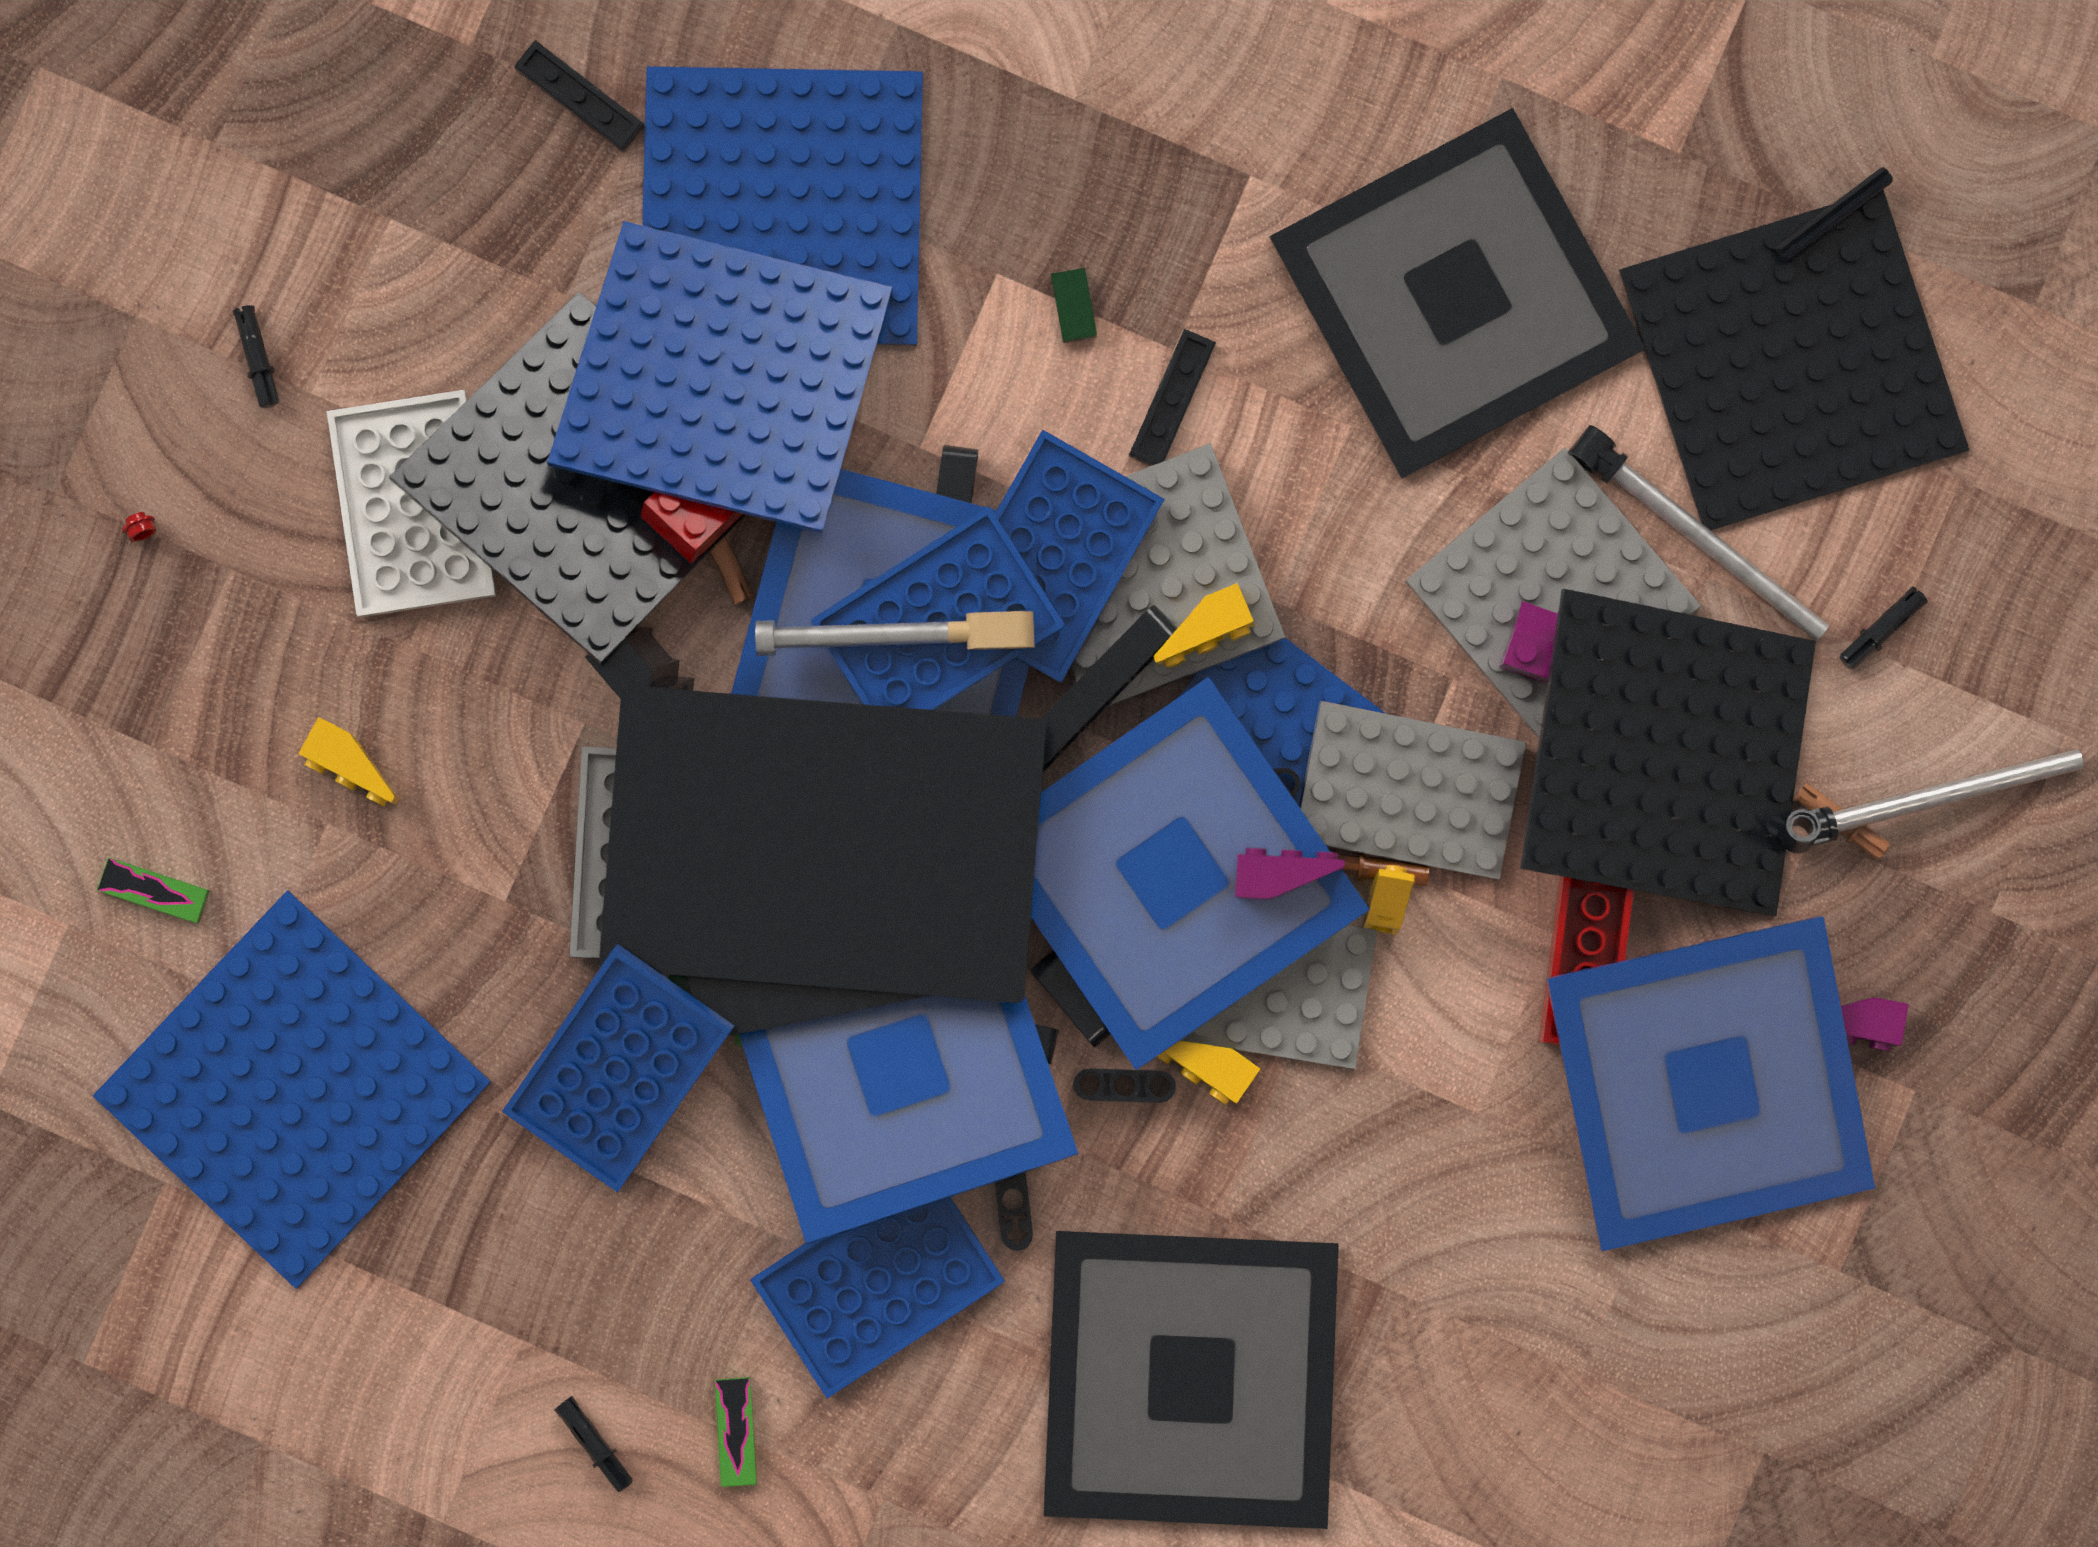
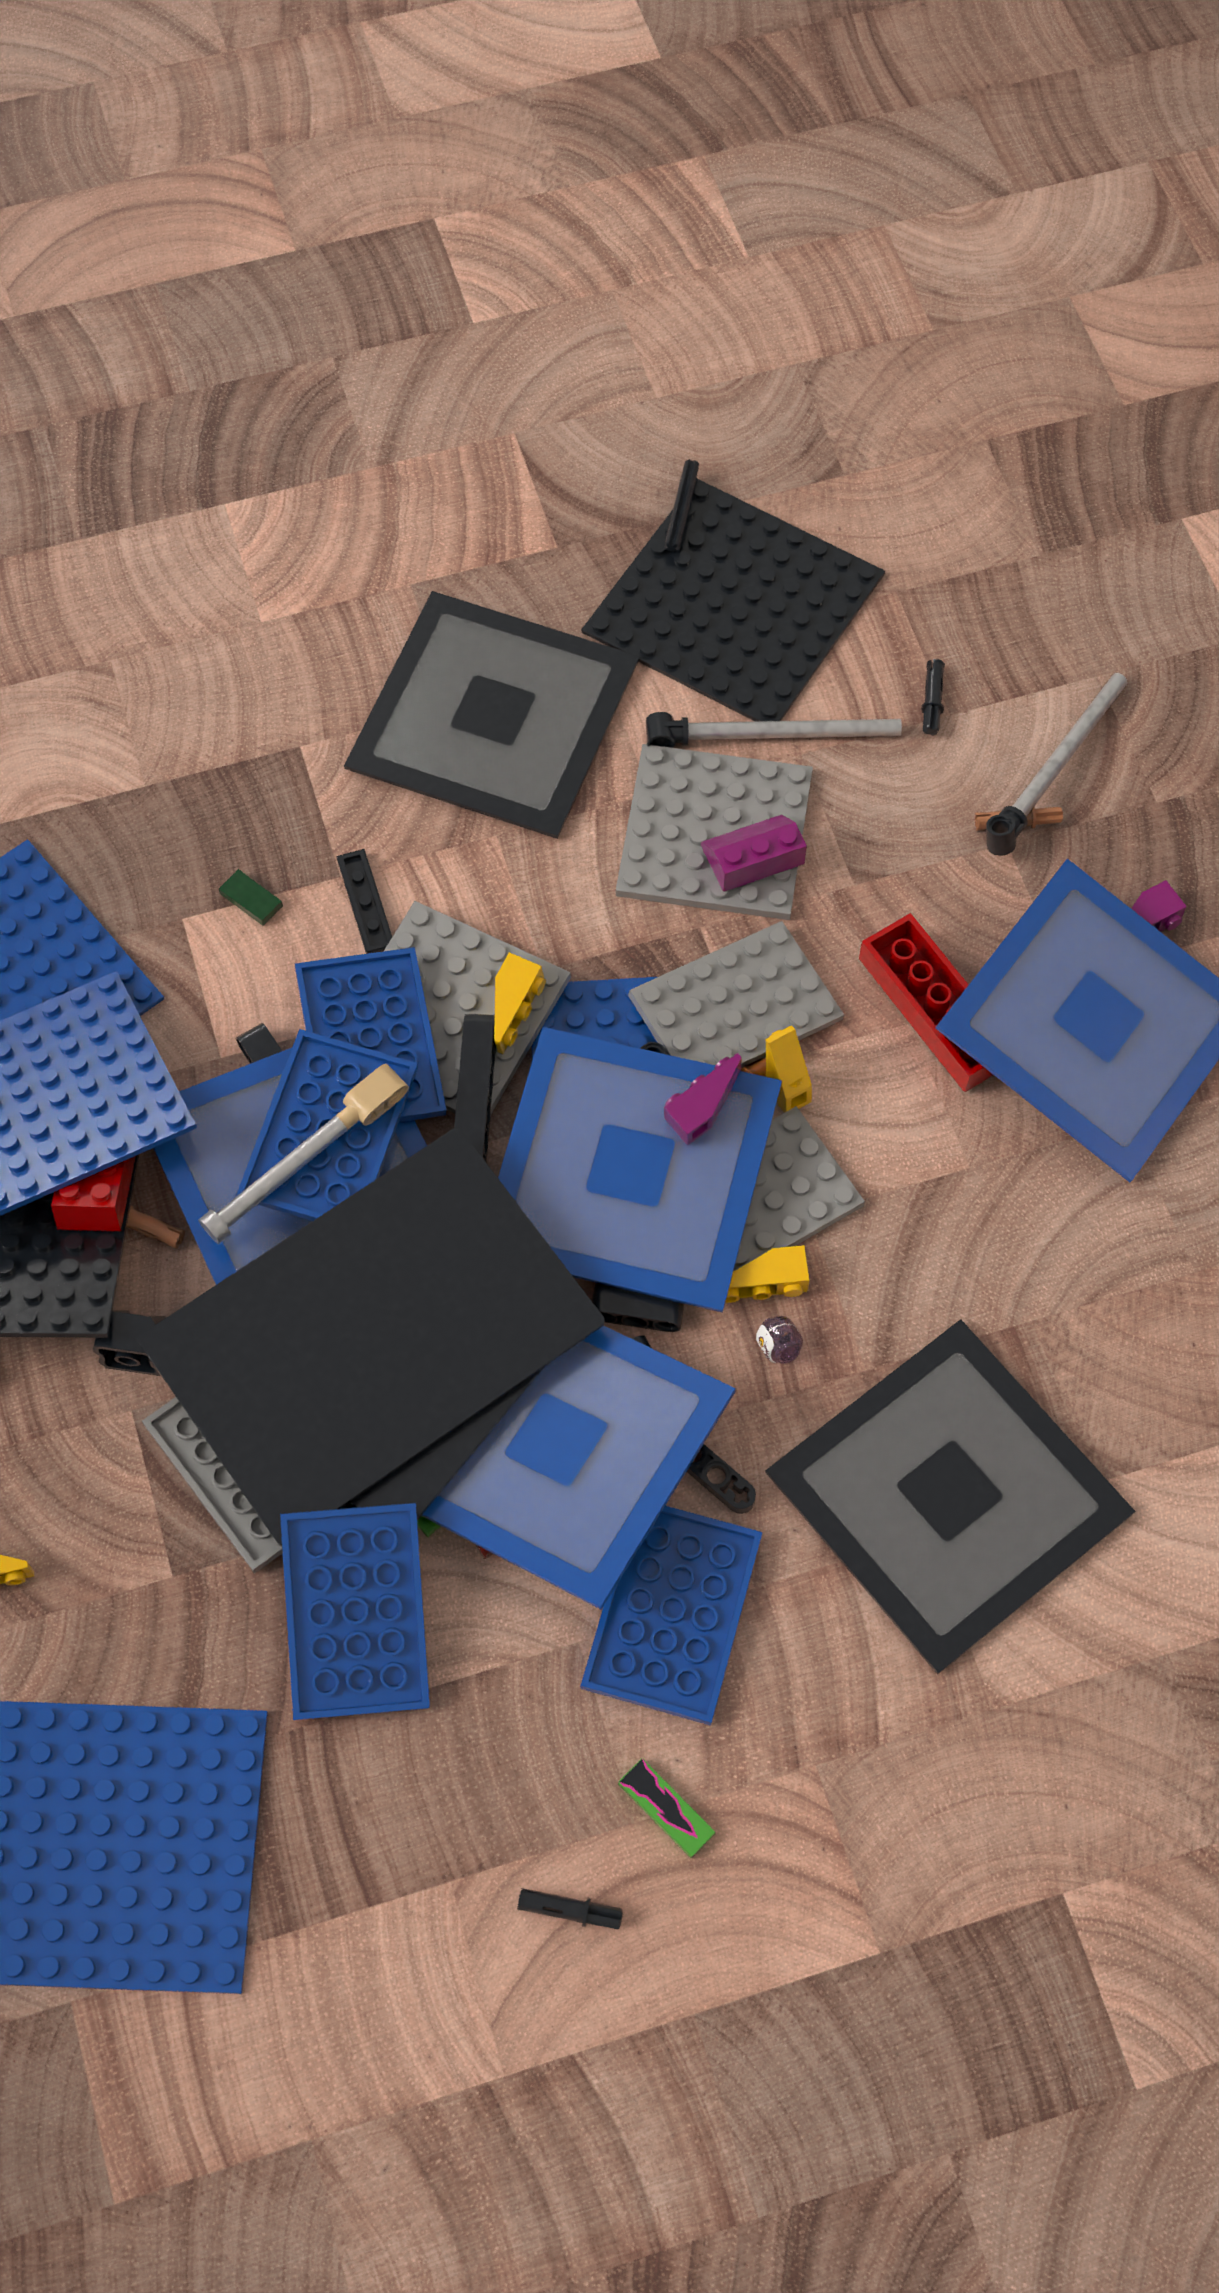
camera: 40 degrees left, 20 degrees down
(1141, 1080) = (727, 1322): black beam -> none
(1167, 1130) = (779, 1339): none -> head
(1667, 753) = (877, 853): black baseplate -> none

